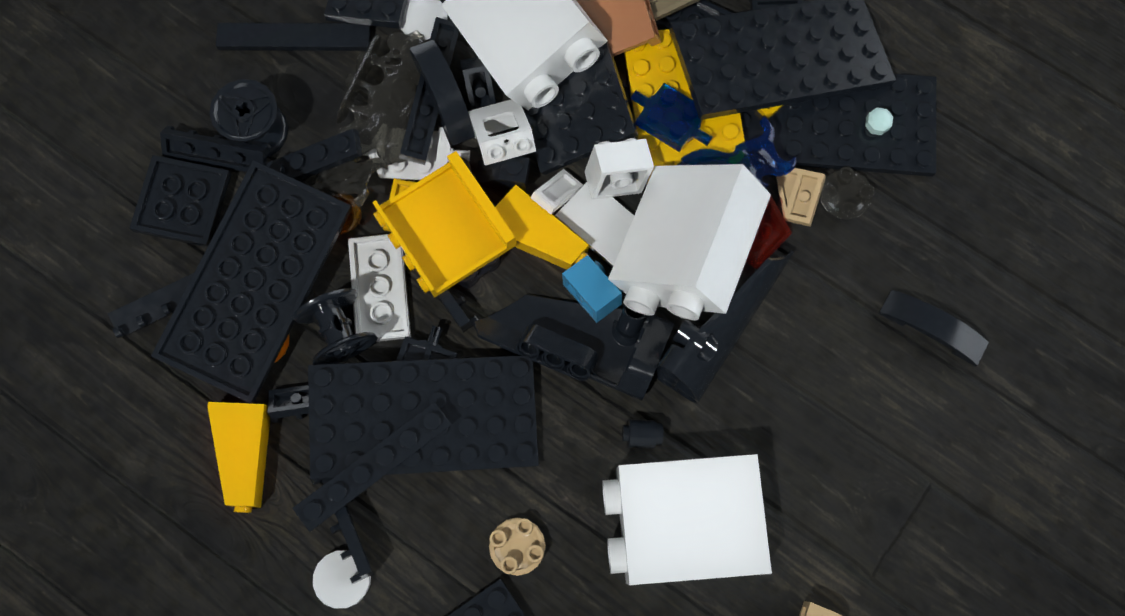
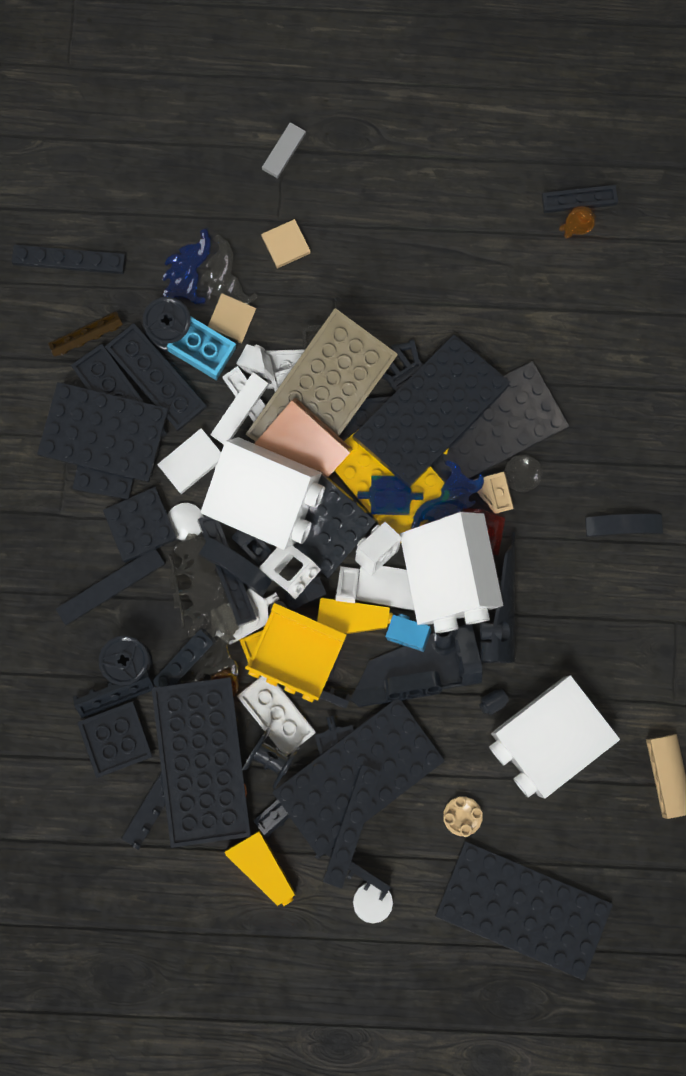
camera: 35 degrees left, 5 degrees up
(879, 121) = (515, 415): light aqua tile -> none

